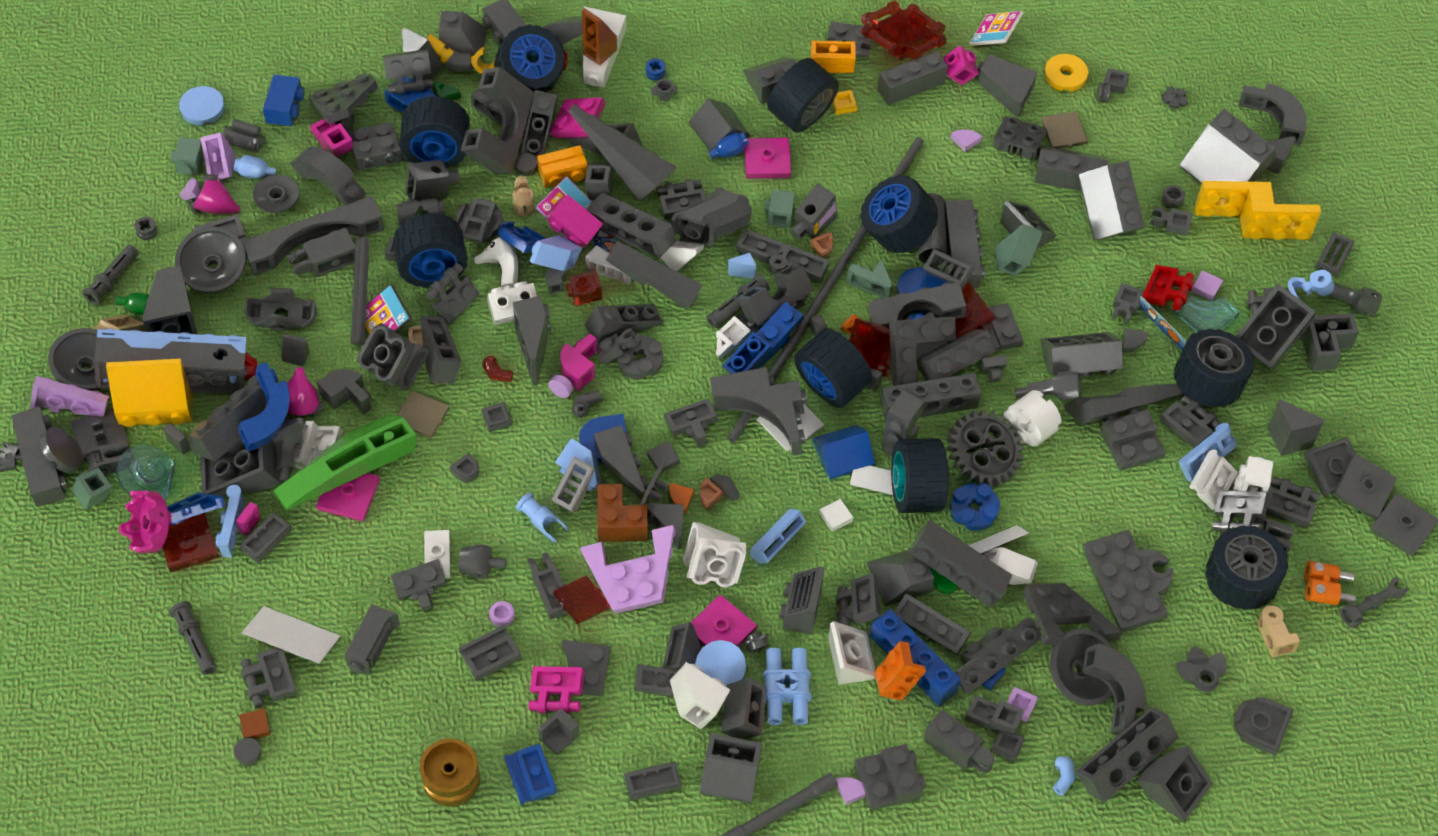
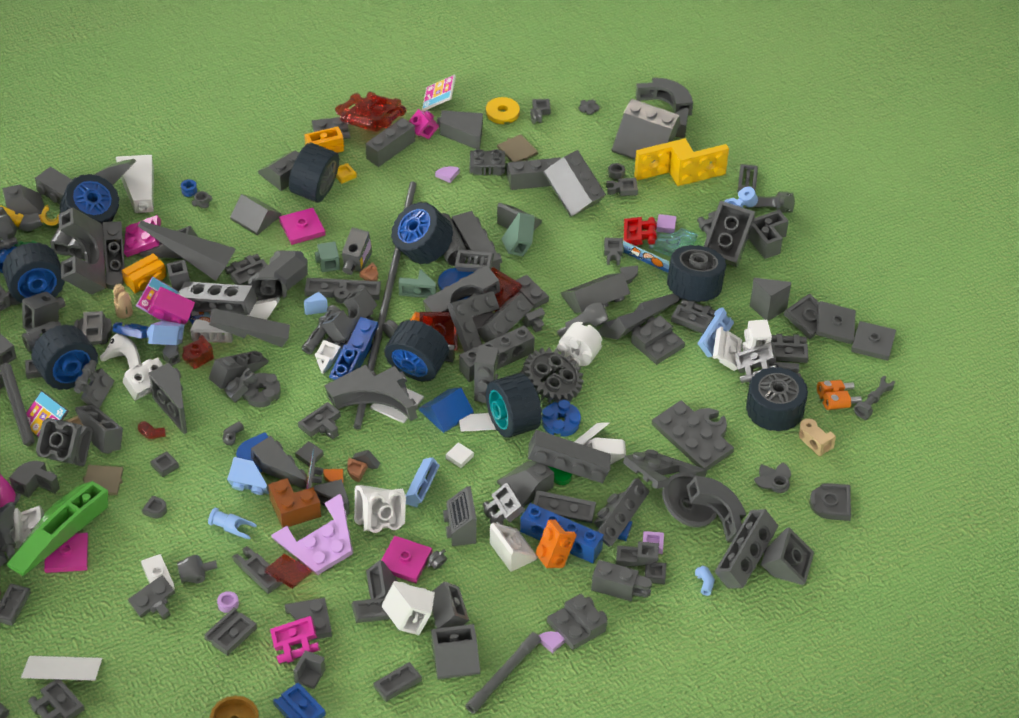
camera: 20 degrees left, 10 degrees down
(370, 639) = (130, 650): dark grey window -> none
(560, 386) = (207, 426): lavender tile -> none
(576, 362) = (213, 407): dark pink brick -> none
(578, 496) = (256, 491): light grey slope -> none
(598, 38) = (139, 171): dark orange slope -> none
(722, 661) = (418, 576): light blue tile -> none
(729, 146) = (270, 224): blue plant -> none
(798, 681) = (473, 583): light blue pin -> none

